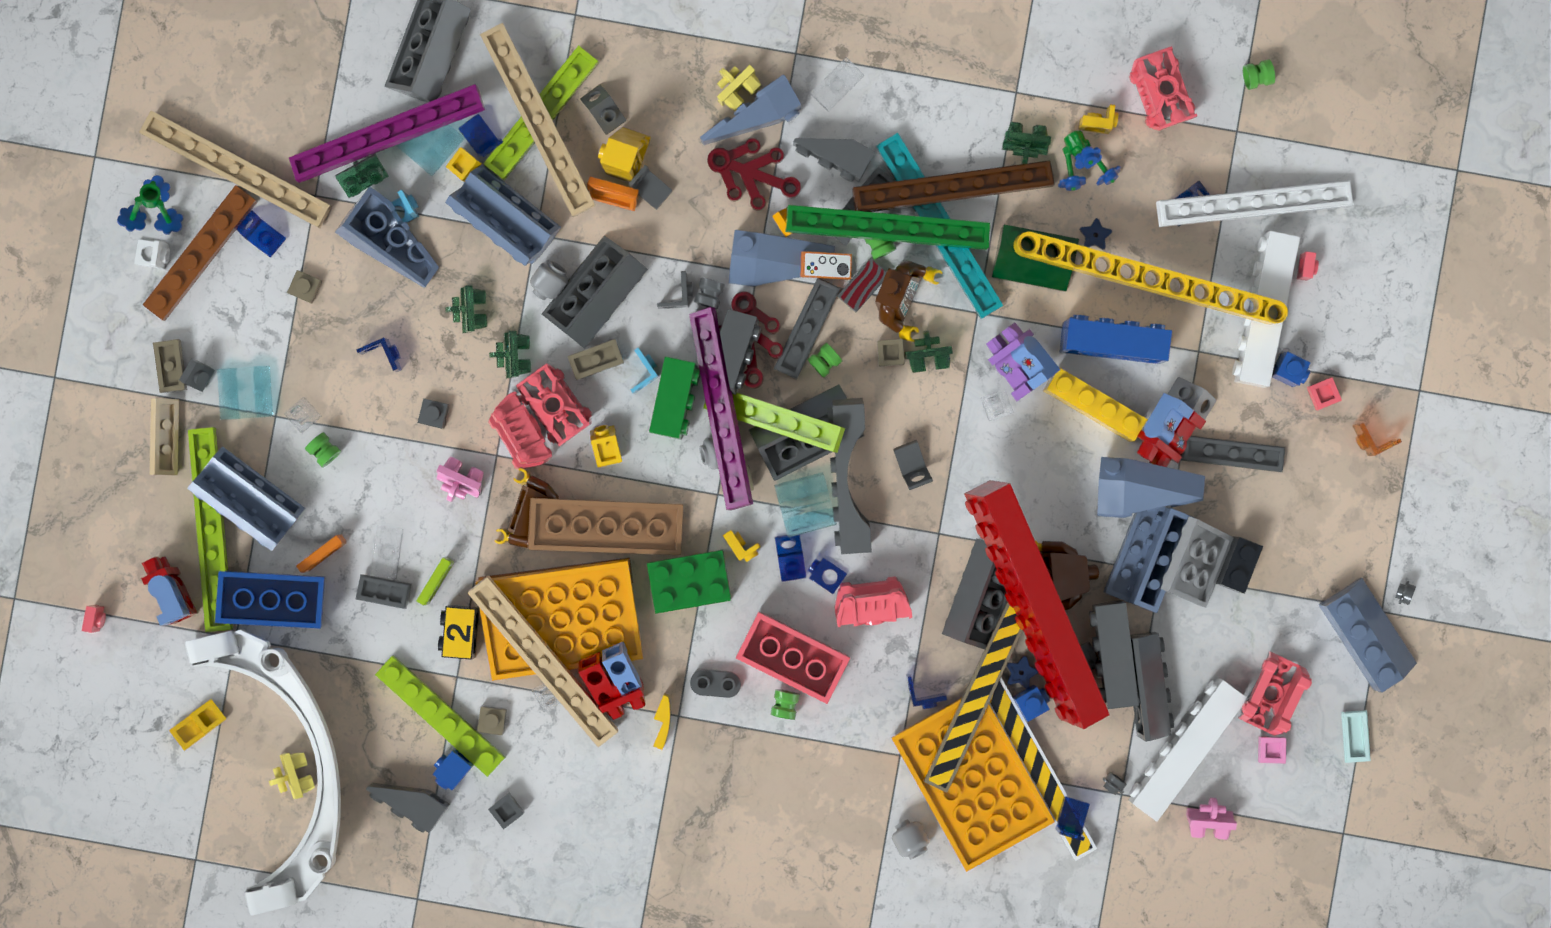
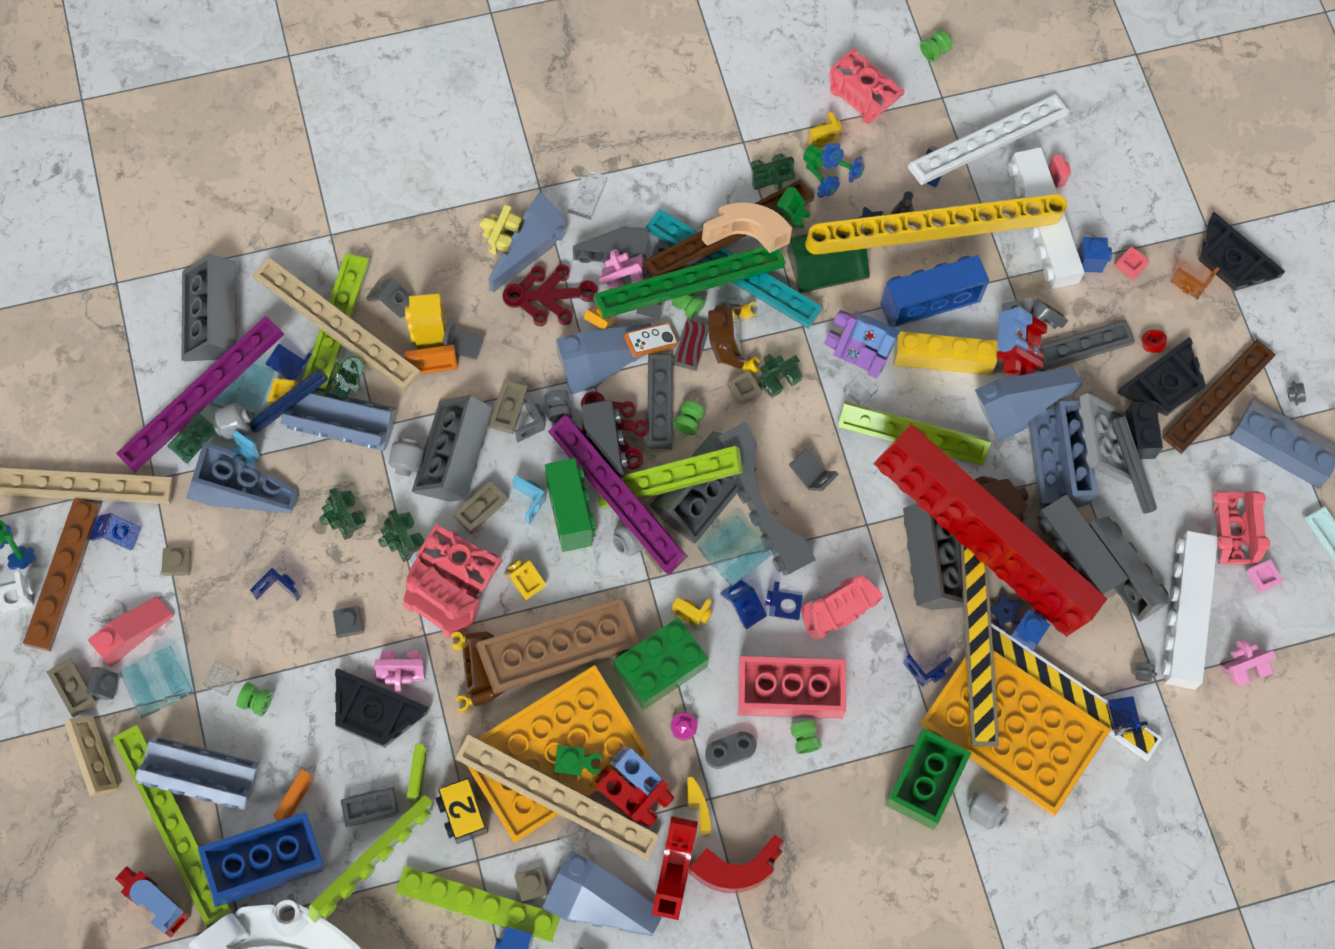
camera: 25 degrees left, 20 degrees down
(239, 335) = (129, 630): none -> coral slope
(353, 649) = (364, 865): none -> lime plate
(404, 175) = (232, 418): none -> light grey head
(421, 506) = (373, 710): none -> black wing
(461, 181) = (288, 400): none -> dark blue axle
(525, 179) = (347, 376): none -> clear green hips
(539, 759) = (596, 897): none -> sand blue wedge
(570, 634) = (572, 760): none -> green plate
(615, 768) = (675, 868): none -> red arch
(664, 272) = (508, 407): none -> dark tan plate
(668, 798) = (733, 878): none -> red arch
(684, 644) = (683, 726): none -> dark pink tile
(829, 181) = (620, 266): none -> bright pink hips
(871, 791) = (928, 779): none -> green brick
(975, 190) = (751, 220): none -> light nougat arch
(1024, 191) = (791, 207): none -> green plate
(1025, 469) = (890, 426): none -> lime plate
(1131, 241) = (905, 204): none -> black cone
(1210, 594) = (1134, 464): none -> dark grey axle
(1213, 412) = (1048, 314): none -> dark grey plate
(1290, 526) = (1168, 380): none -> black wing
(1300, 481) = (1154, 341): none -> red tile
(1332, 561) = (1218, 396): none -> reddish brown tile
(1427, 431) = (1236, 257): none -> black wing

